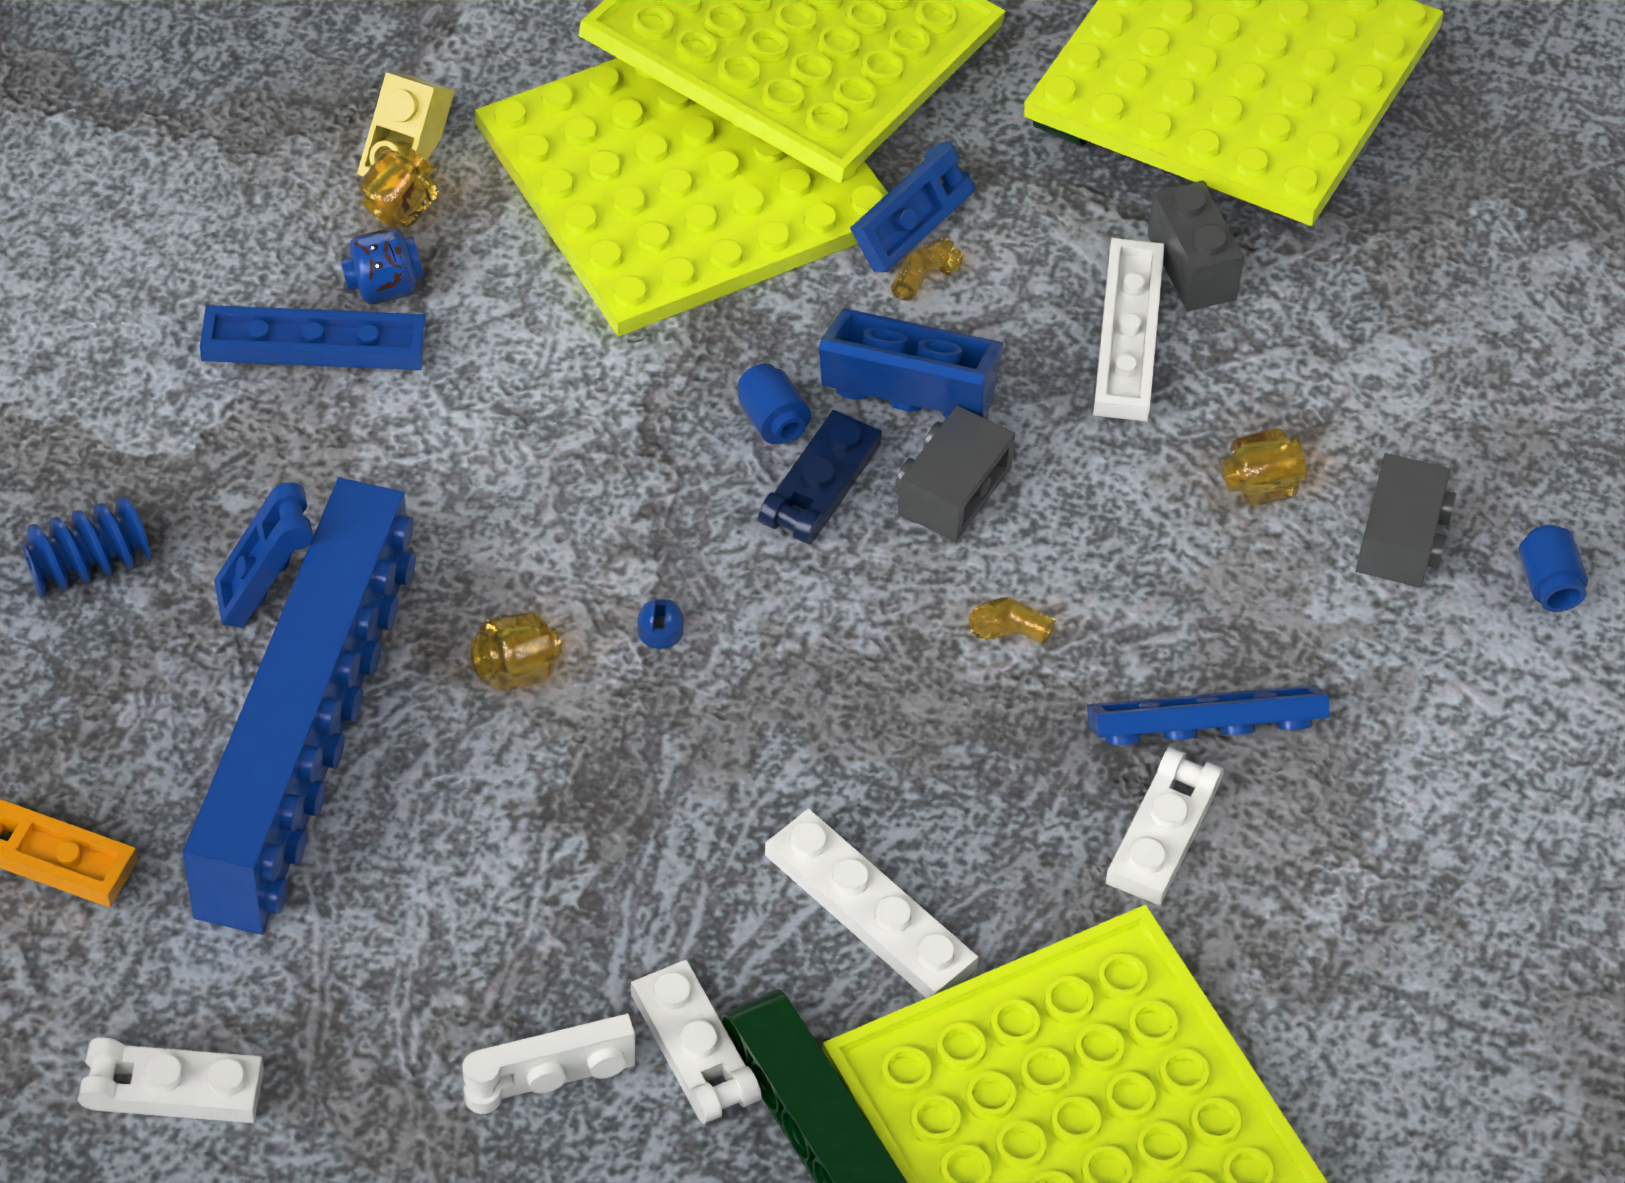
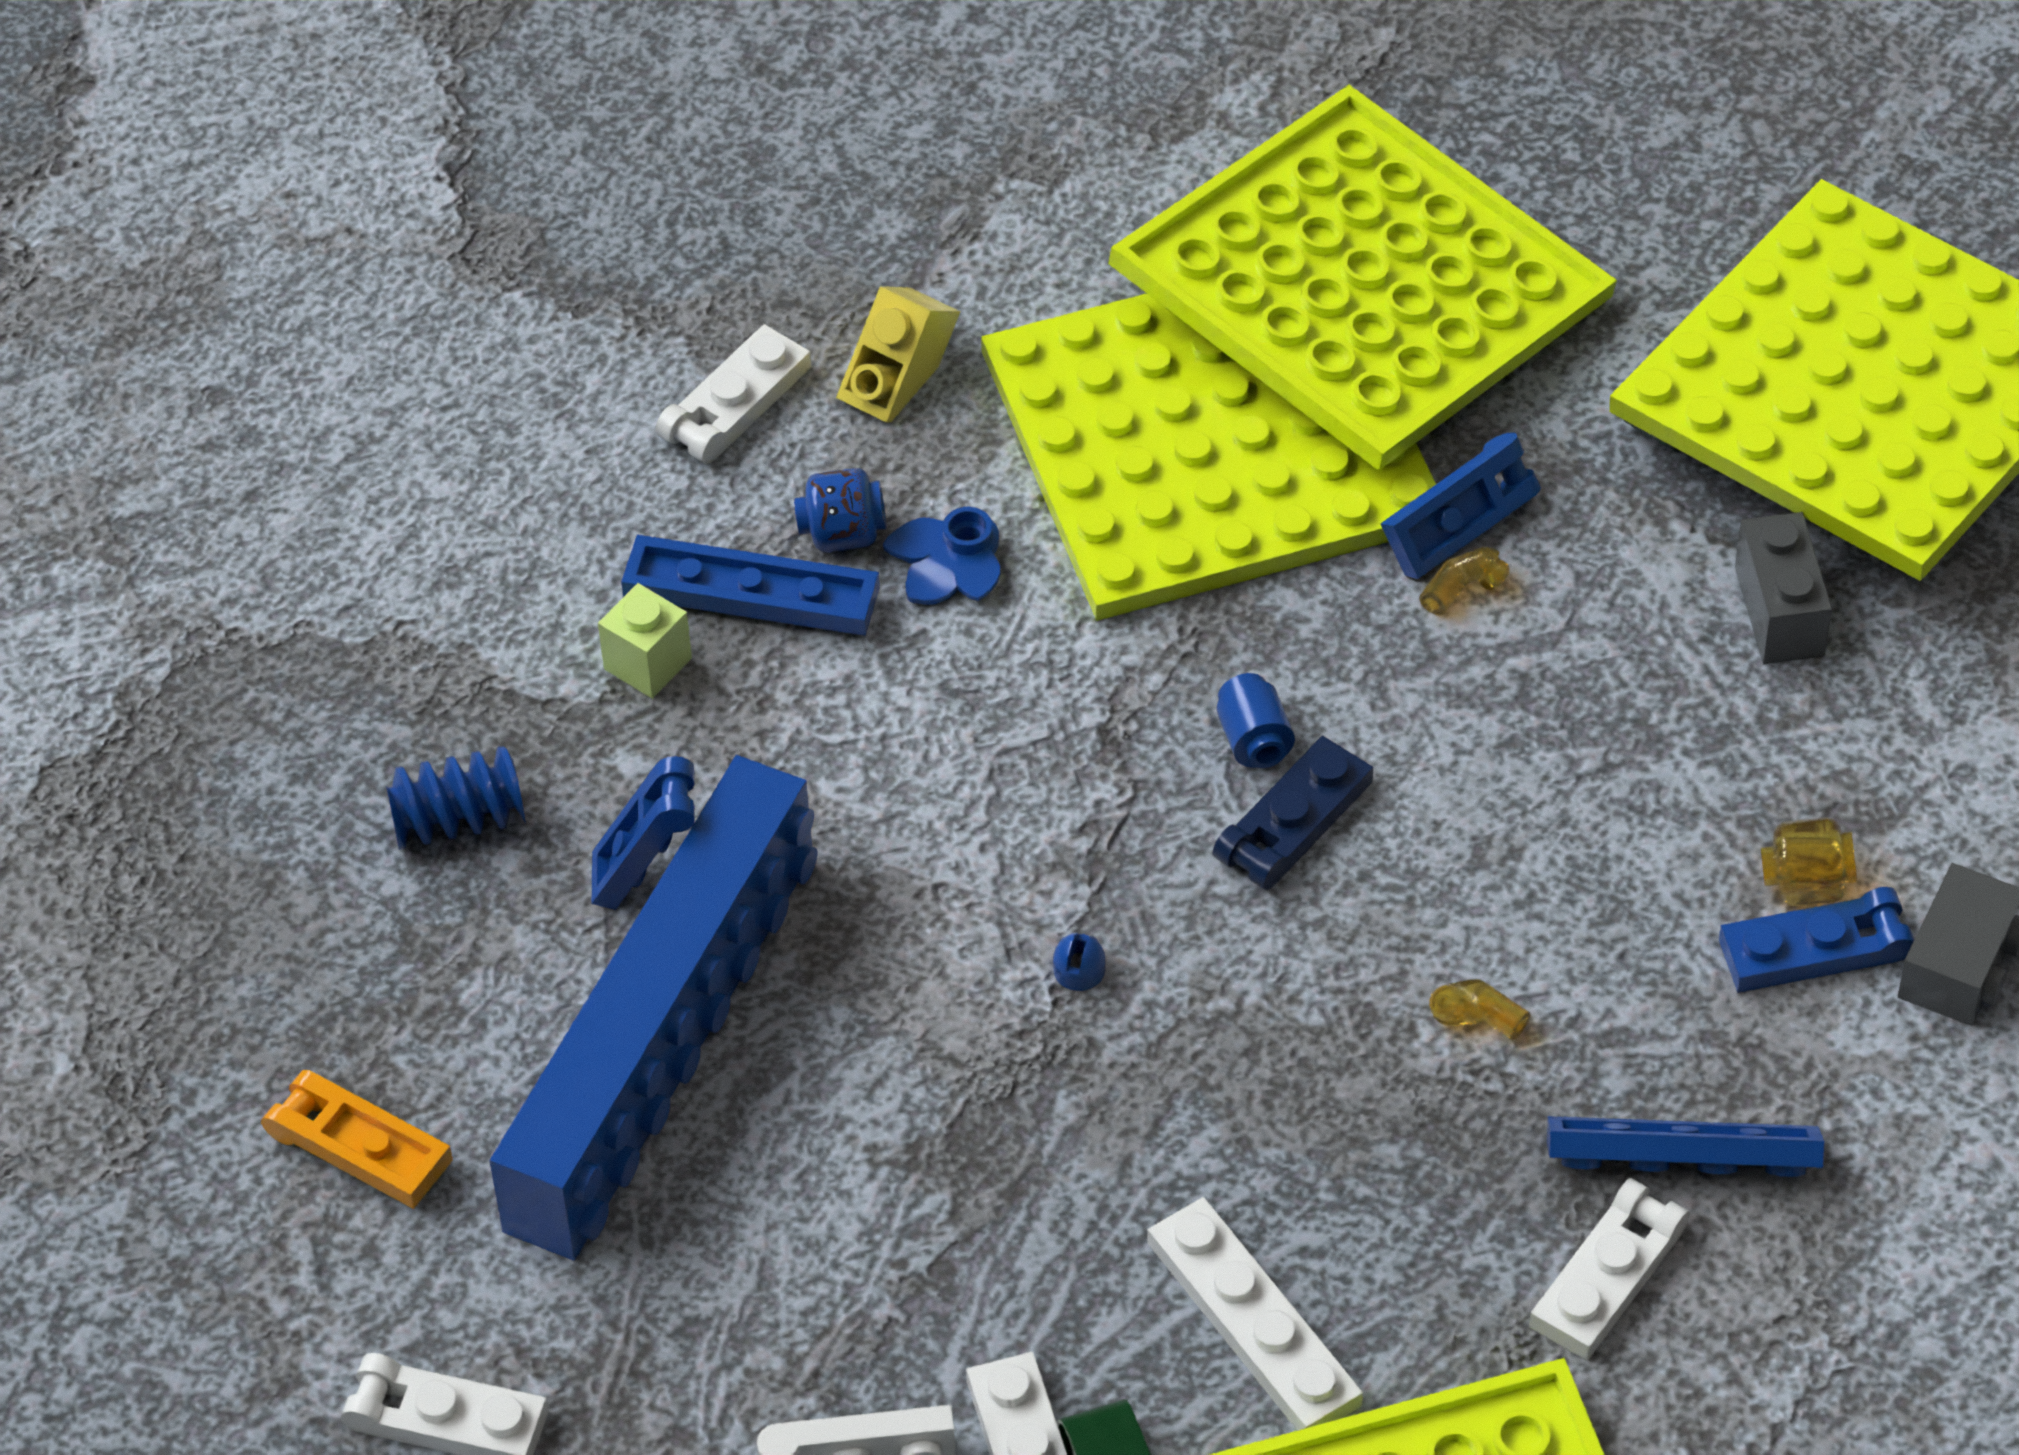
camera: 15 degrees right, 0 degrees up
(230, 393) = (645, 640): none -> yellowish green brick
(268, 180) = (735, 394): none -> white plate
(398, 188) = (875, 421): clear yellow head -> none
(480, 295) = (944, 559): none -> blue plate
(515, 650) = (907, 974): clear yellow head -> none
(908, 364) = (1416, 693): blue slope -> none
(954, 472) = (1447, 826): dark grey brick -> none
(1129, 330) = (1685, 679): white plate -> none
(1280, 533) = (1816, 941): none -> blue plate

